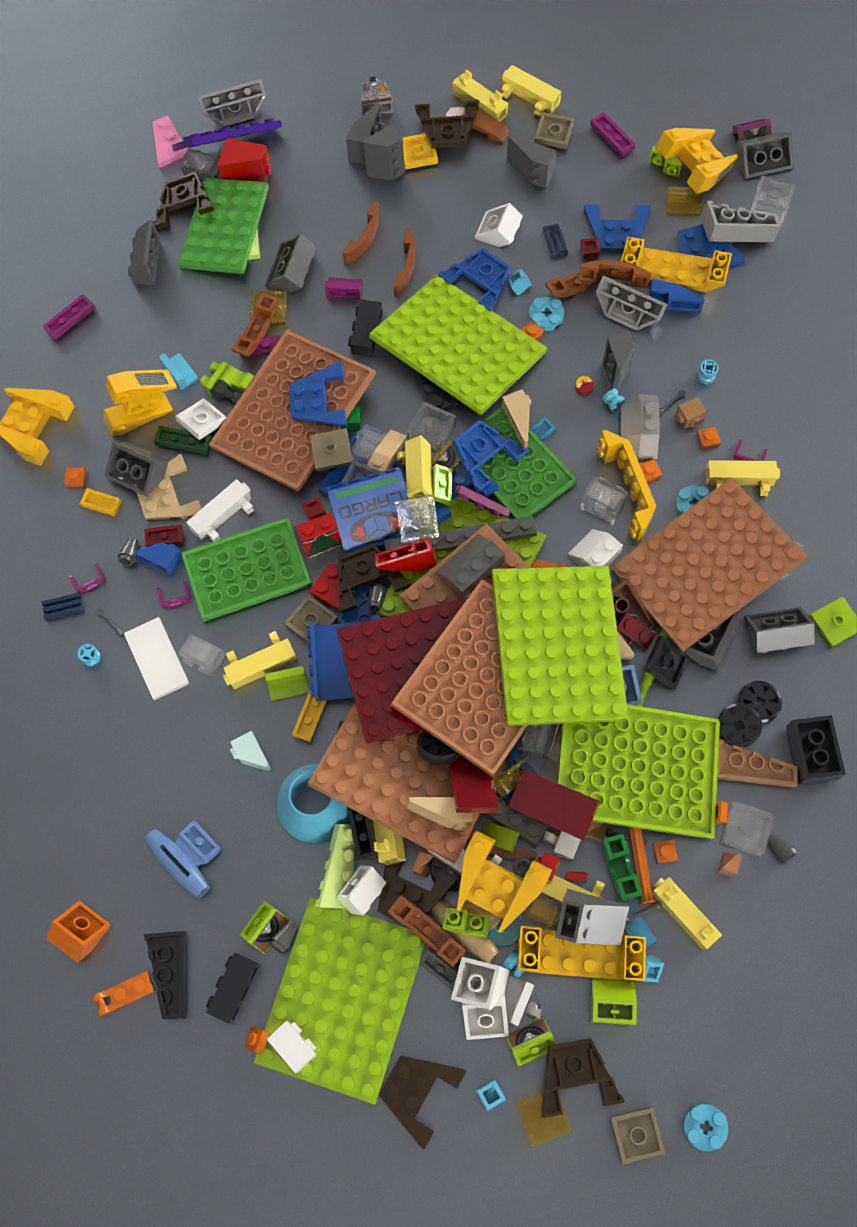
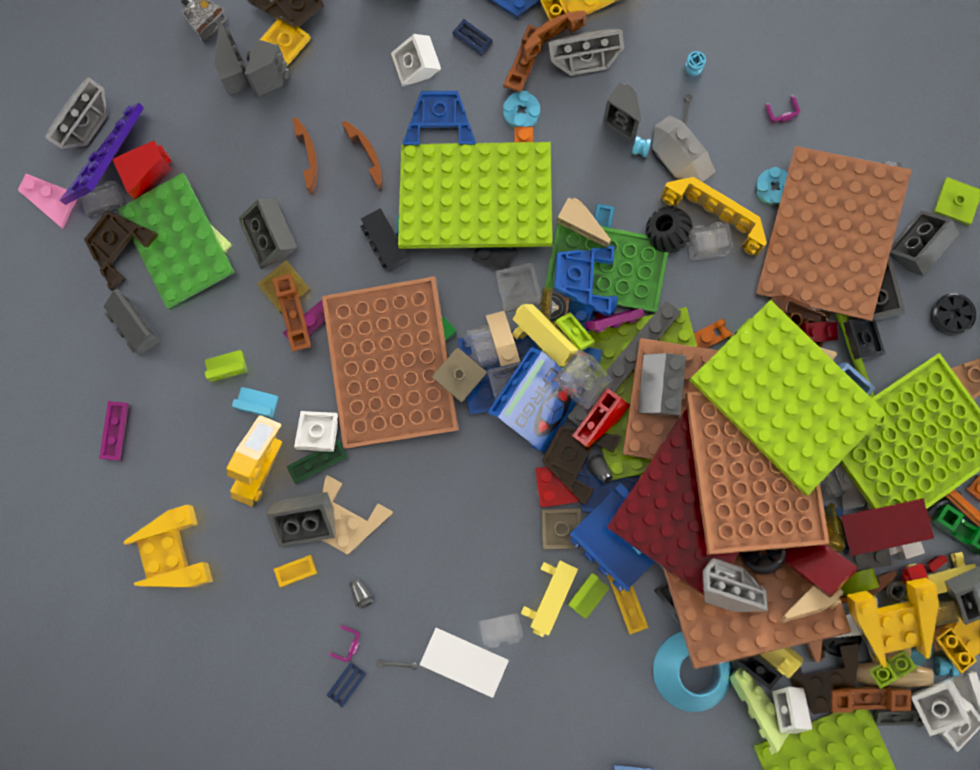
camera: 40 degrees left, 10 degrees up
(75, 476) = (253, 567): orange plate -> none
(86, 651) = (404, 706): medium azure wheel -> none
(160, 556) = (392, 576): blue slope -> none
(166, 534) = (377, 557): dark red plate -> none
(177, 601) = (437, 602): magenta piece -> none
(180, 331) = (225, 366): none -> lime panel
(220, 510) = (404, 497): white brick -> none
(223, 379) = (304, 381): lime hips -> none
(246, 569) = (470, 529): bright green plate -> none
(249, 751) = (609, 675): light aqua slope -> none
(309, 397) = (400, 344): blue wing -> none
(313, 508) = (479, 433): red tile -> none
(318, 535) = (503, 451): red slope -> none
(343, 288) = (331, 217): magenta panel -> none
(387, 744) = (732, 588): none -> light grey wedge
(519, 282) = (475, 98): medium azure slope -> none
(579, 470) = (669, 229): none -> black wheel
(584, 385) = (604, 151): tile -> none
(590, 247) = (508, 22): dark red plate -> none
(596, 549) = (734, 289): white slope -> none
(650, 470) = (719, 183): orange plate -> none
(676, 296) = (614, 14): blue slope -> none
(690, 413) = (711, 111): medium nougat brick -> none
(708, 437) = (740, 120): orange plate -> none
(743, 473) = (792, 132): light yellow brick -> none
(751, 720) = (963, 334): black wheel -> none

